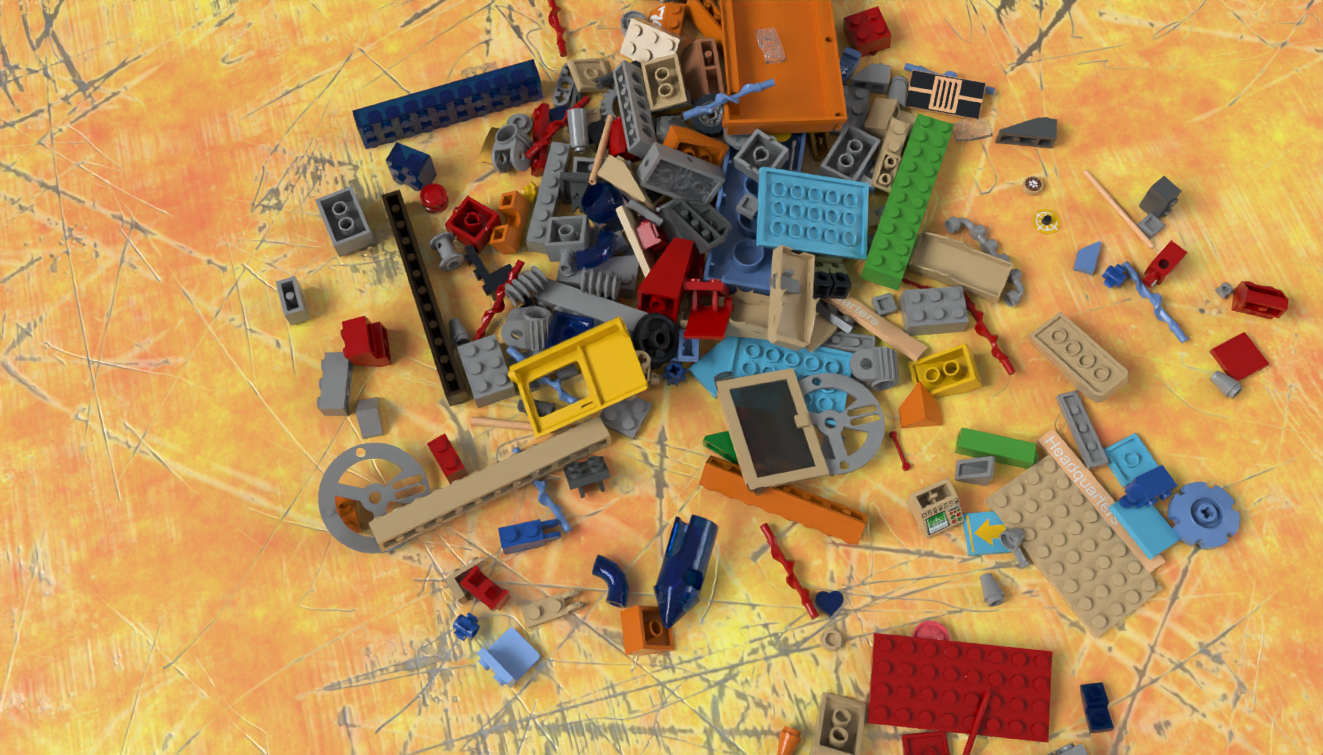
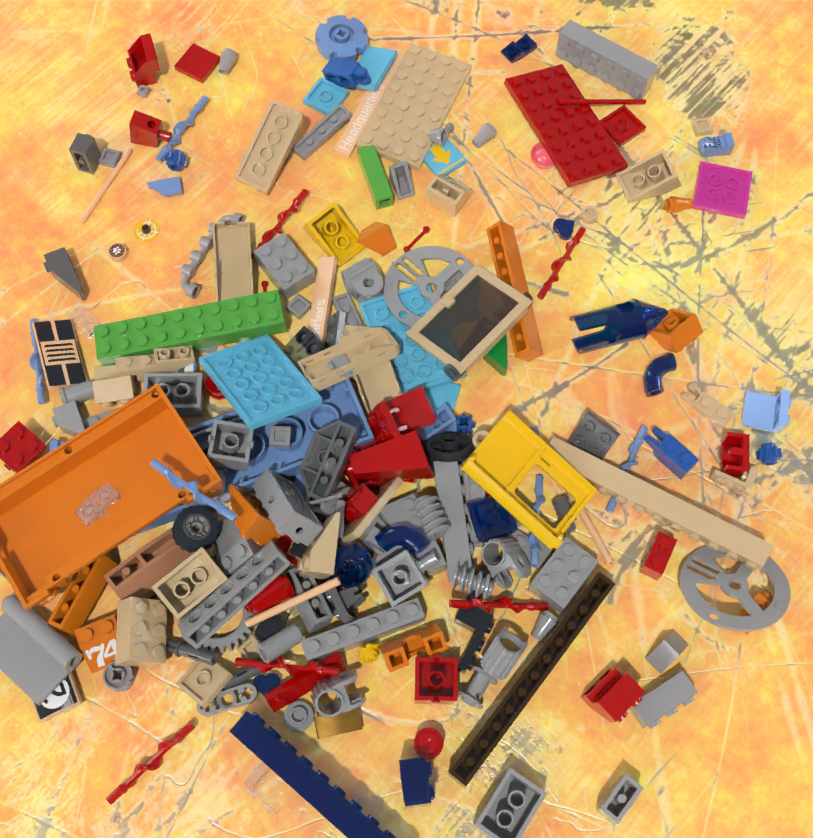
camera: 125 degrees left, 0 degrees up
(455, 263) = (500, 661): none -> light grey piece

